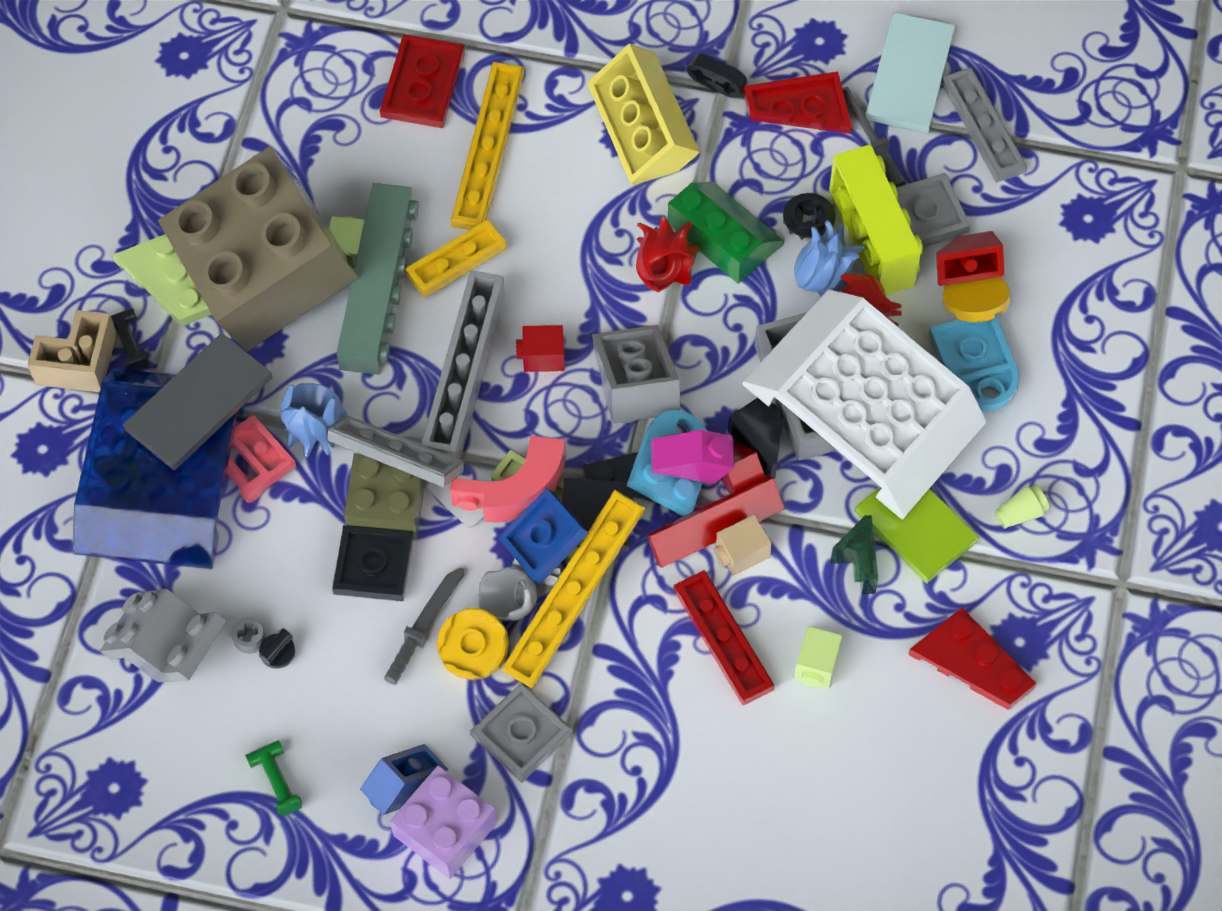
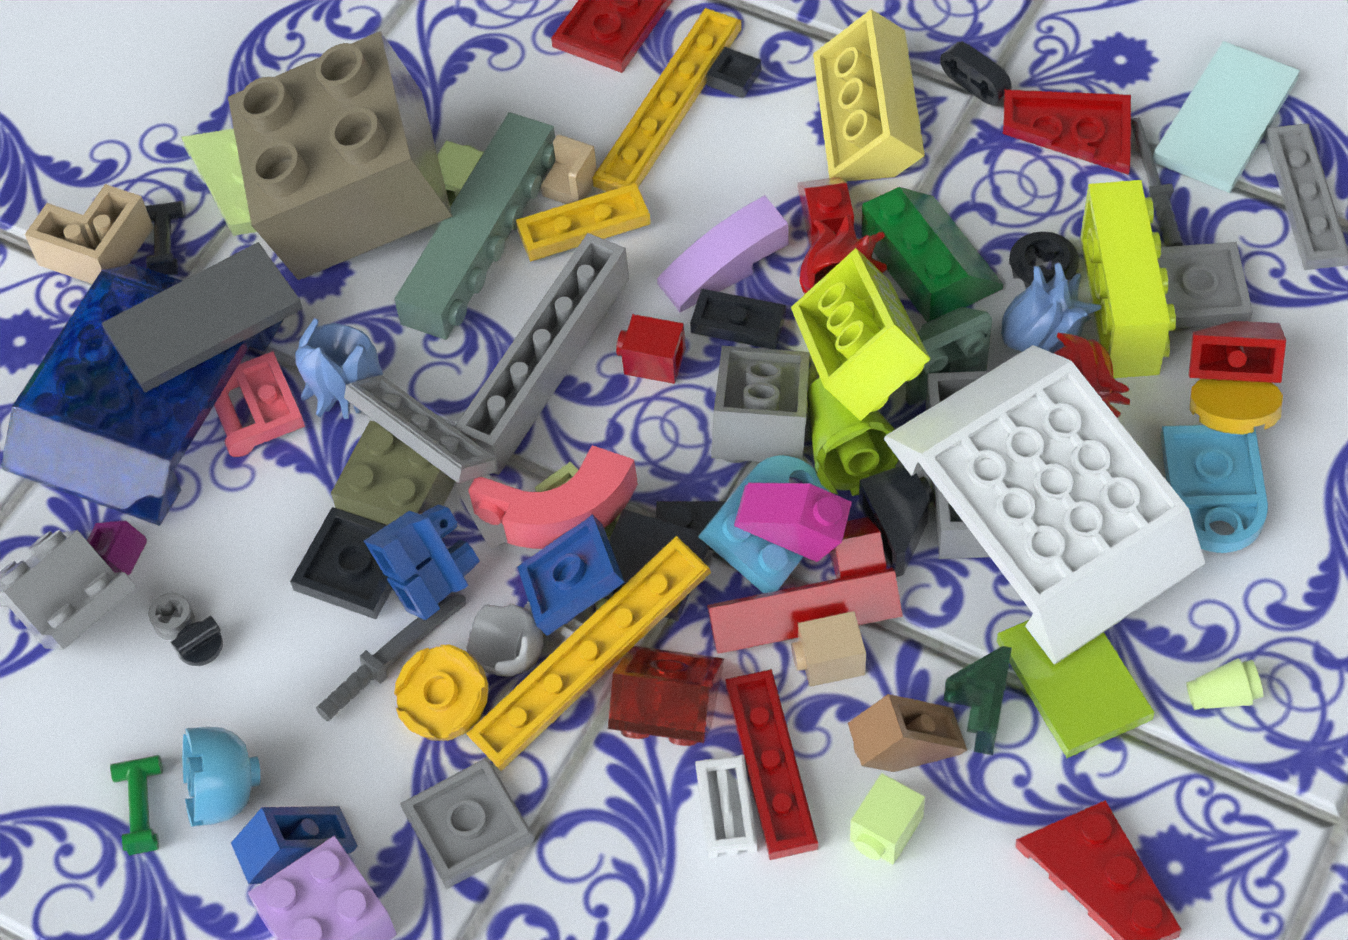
camera: 20 degrees right, 5 degrees down
(186, 587) = (117, 544): none -> magenta slope
(332, 743) = (216, 774): none -> medium azure cylinder
(427, 551) = (418, 560): none -> blue hips
(433, 220) = (572, 172): none -> tan panel
(532, 112) = (734, 72): none -> black plate
(573, 262) = (725, 253): none -> lavender slope
(598, 310) = (738, 319): none -> black plate
(635, 205) = (824, 201): none -> red slope
(636, 606) = (665, 695): none -> clear red slope
(701, 308) = (859, 335): none -> neon yellow brick
(708, 383) = (844, 445): none -> lime cone
(713, 701) = (731, 843): none -> white tile
(763, 300) = (954, 344): none -> sand green slope
(813, 594) = (905, 734): none -> medium nougat slope

